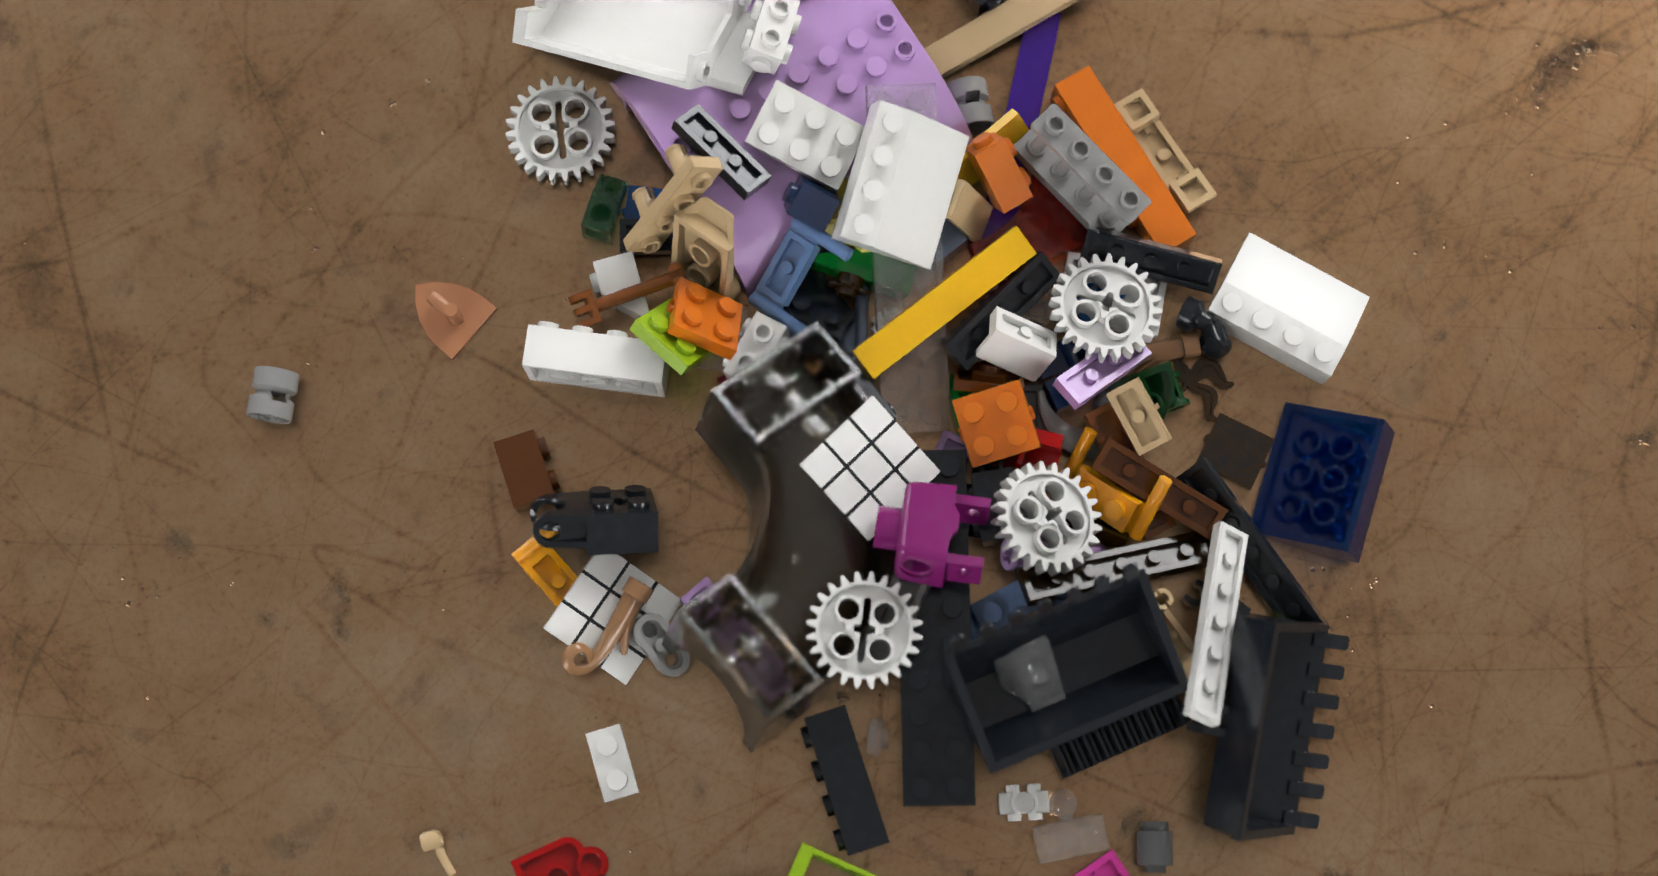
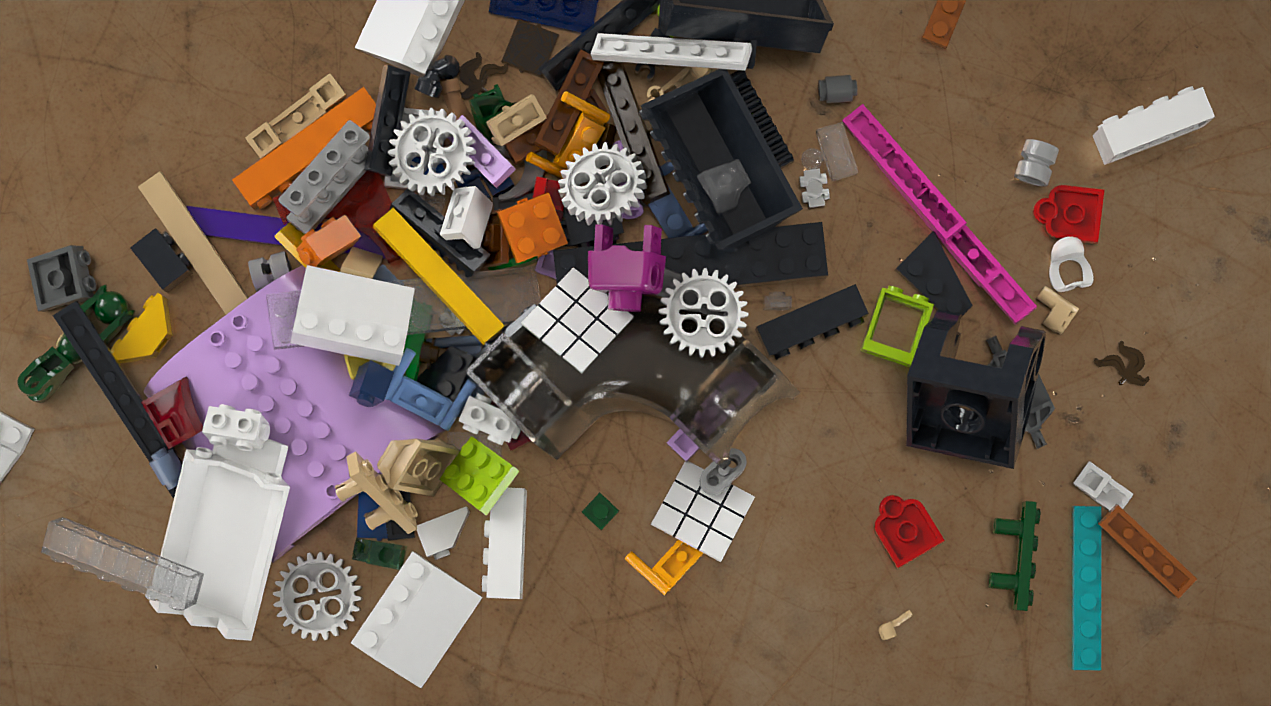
camera: 90 degrees left, 5 degrees up
(451, 314) = (475, 668): nougat shield -> none
(518, 245) = (416, 620): none -> white slope
(525, 468) = (596, 591): reddish brown brick -> none
(594, 306) = (434, 488): dark orange hinge -> none
(600, 520) = (634, 525): black brick -> none
(612, 763) = (815, 500): white plate -> none
(617, 628) = (715, 505): medium nougat plant -> none
(627, 476) = (600, 511): none -> dark green plate
(705, 318) = (469, 459): orange plate -> none
(710, 139) = (333, 460): plate -> none
(805, 135) = (318, 392): white plate -> none

